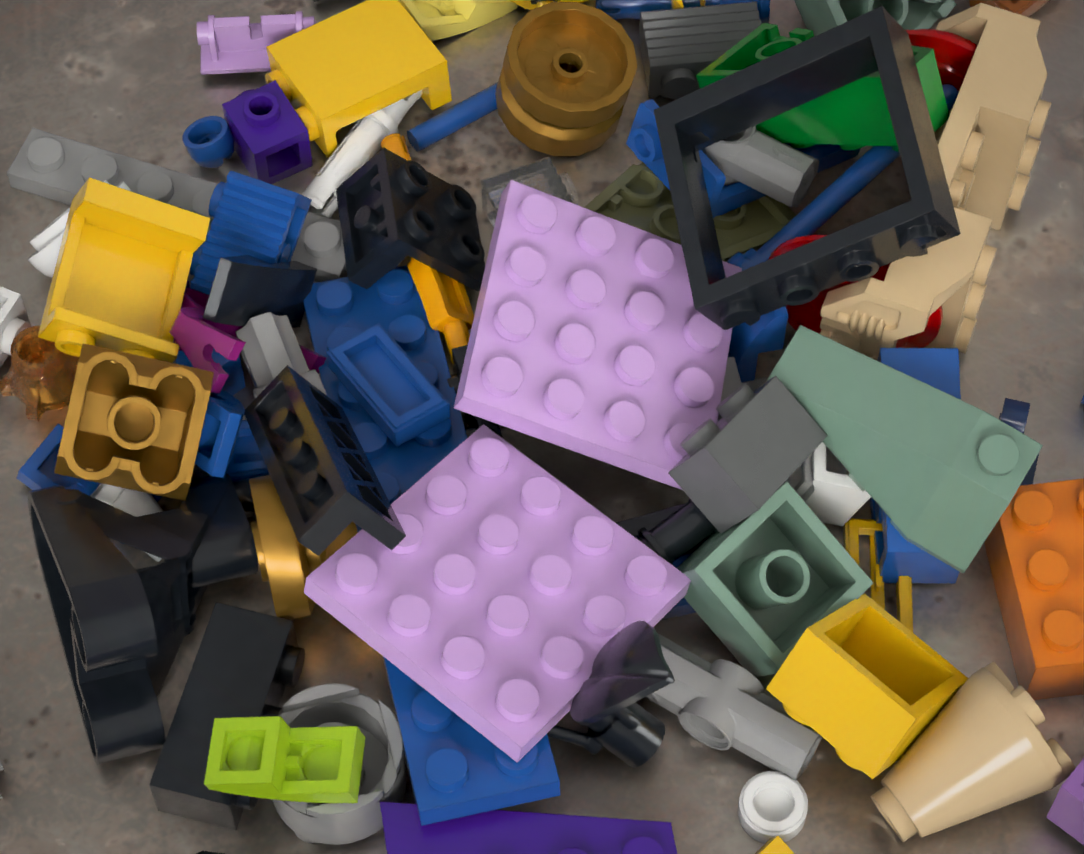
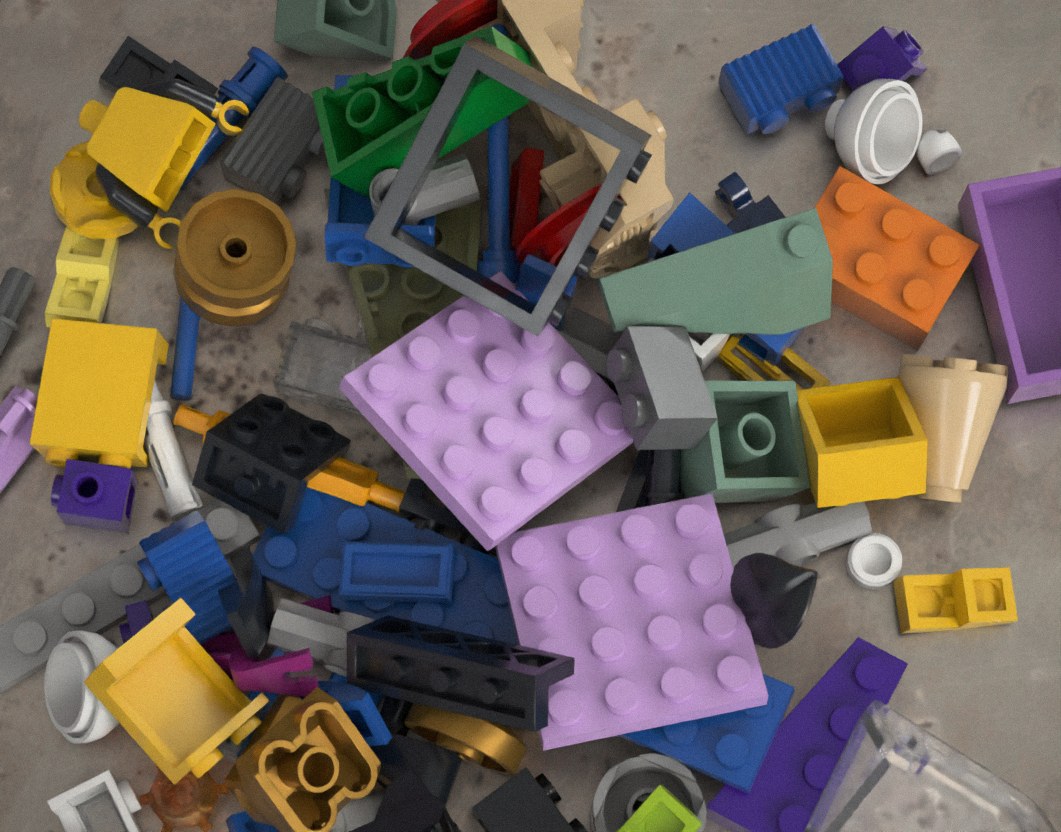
camera: 55 degrees left, 15 degrees up
(209, 141) = (61, 531): blue hinge -> none

